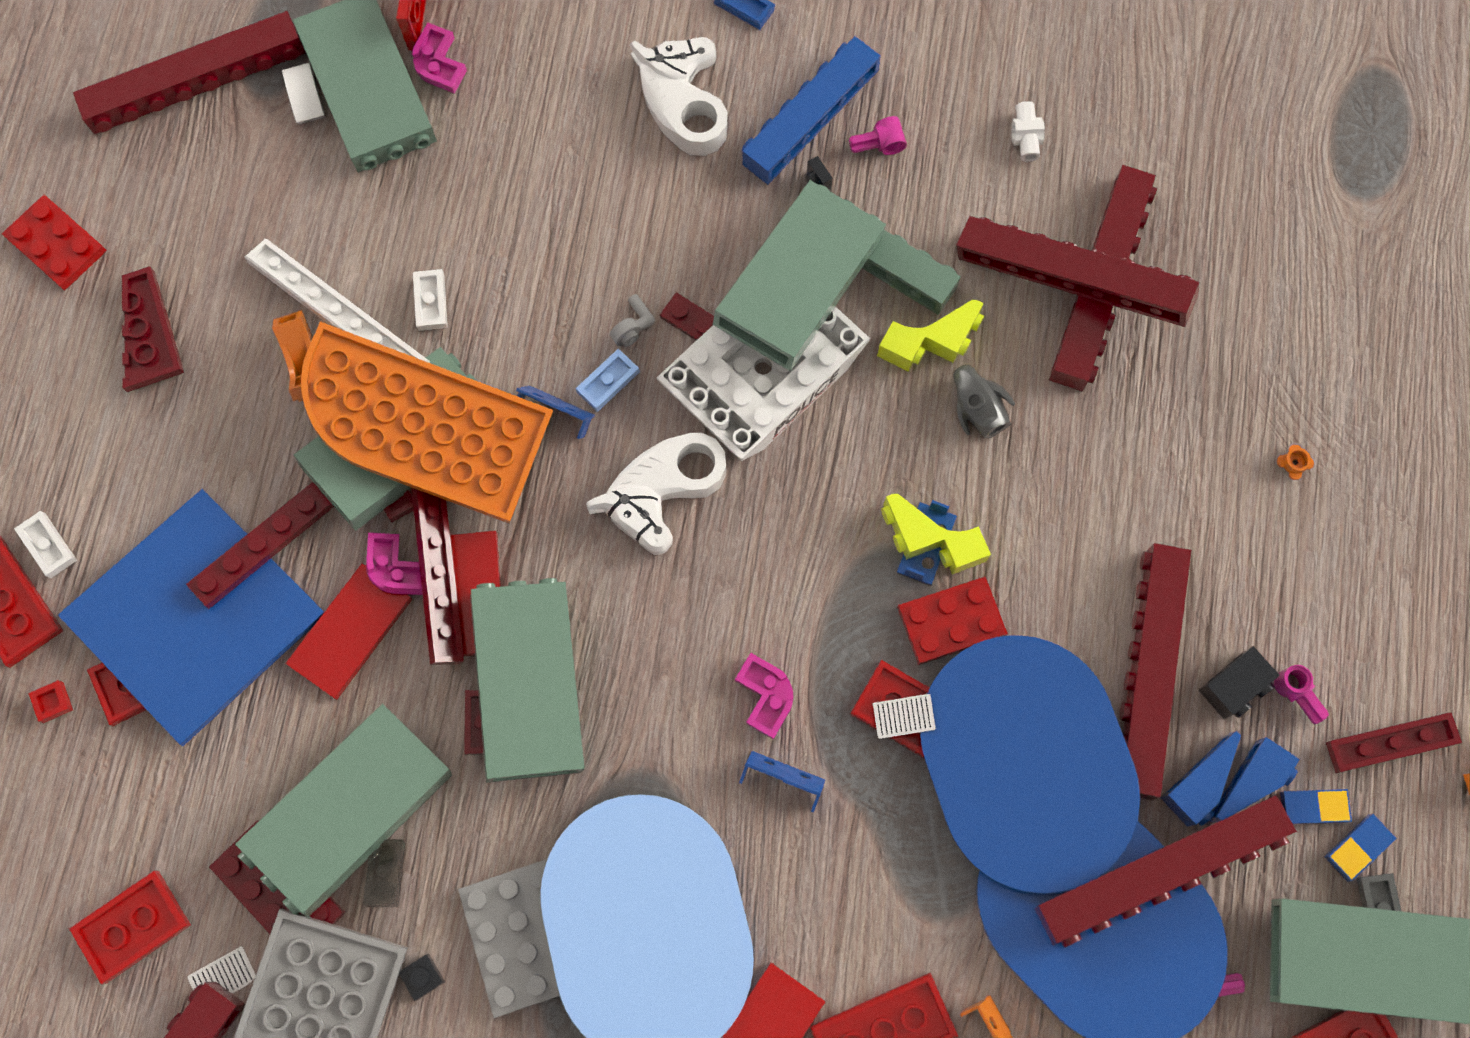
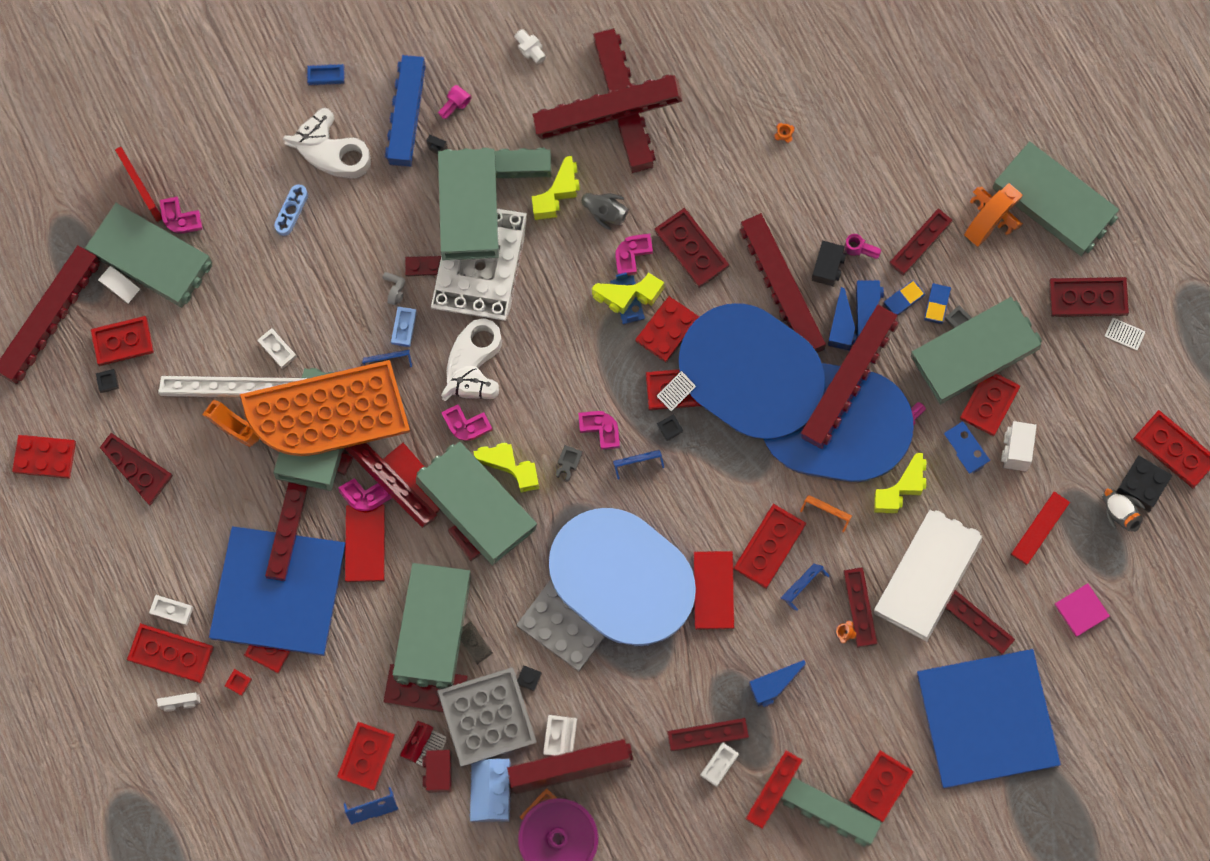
camera: 30 degrees left, 0 degrees up
(78, 1010) = (371, 809): none -> blue piece
(197, 200) = (107, 381): none -> black plate
(207, 957) = (416, 741): none -> dark red plate
(253, 163) = (122, 341): none -> red plate
(581, 128) = (293, 217): none -> light blue beam
(587, 569) = (466, 429): none -> dark pink plate
(608, 646) = (503, 459): none -> neon yellow arch
(693, 708) = (569, 460): none -> dark grey plate
(861, 760) = (670, 427): none -> black plate
(974, 477) = (628, 249): none -> dark pink plate
(1061, 533) = (691, 247): none -> dark red plate

